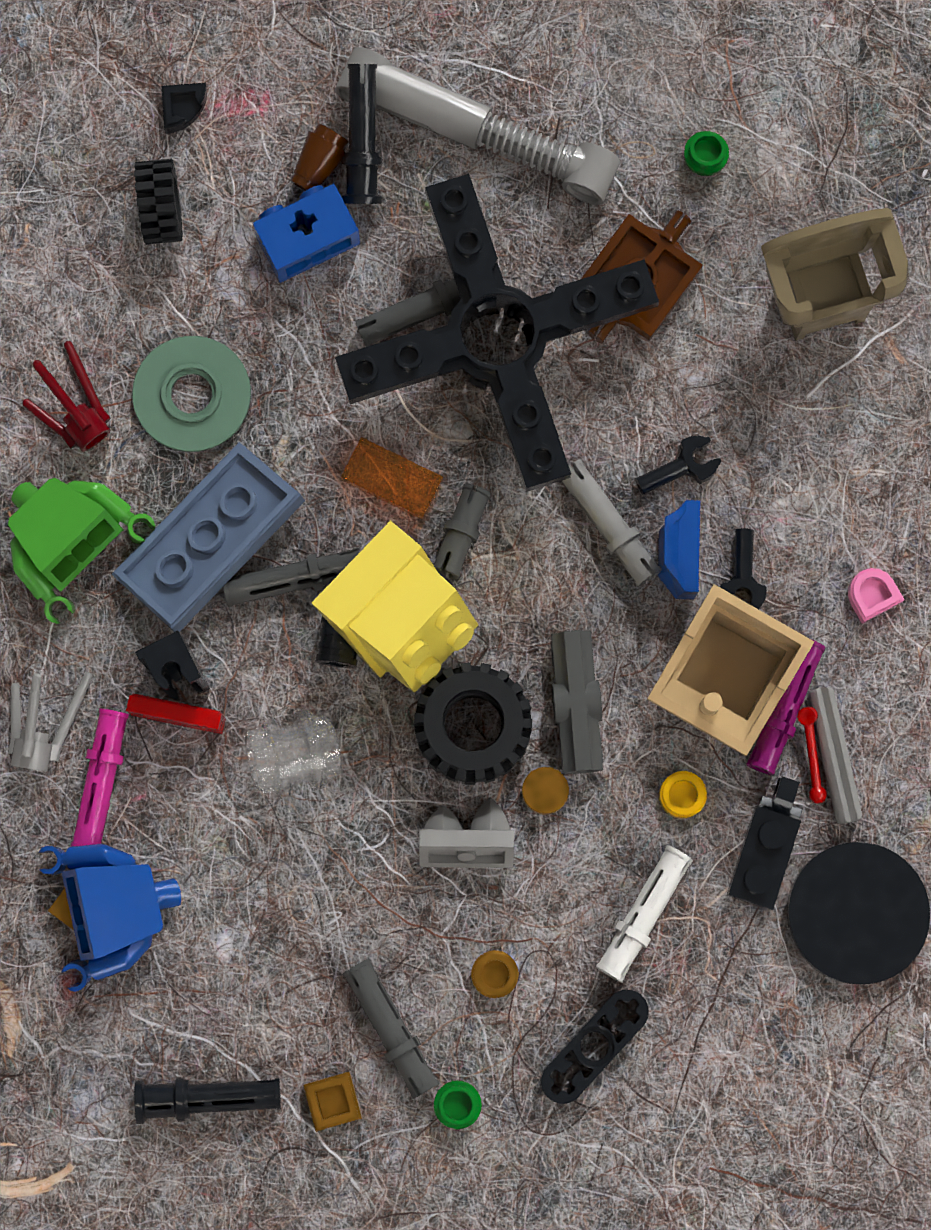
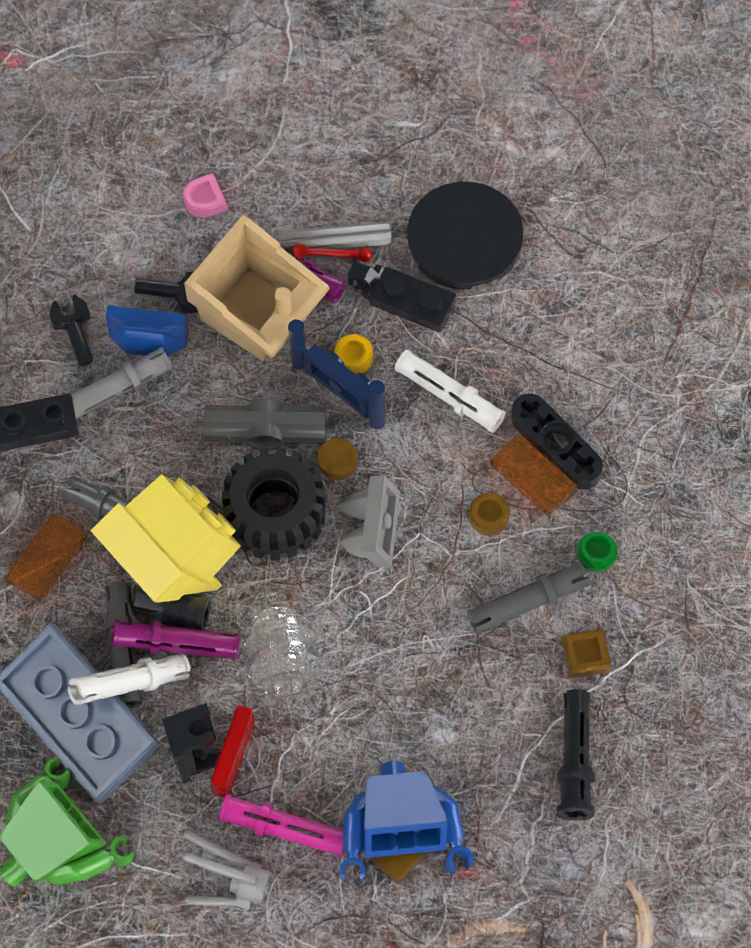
camera: 80 degrees left, 15 degrees down
(251, 606) = (144, 675): none -> white pin
(297, 624) = (171, 639): none -> magenta pin
(548, 1022) = (533, 475): none -> clear orange tile
(656, 768) = (330, 371): none -> dark blue plate

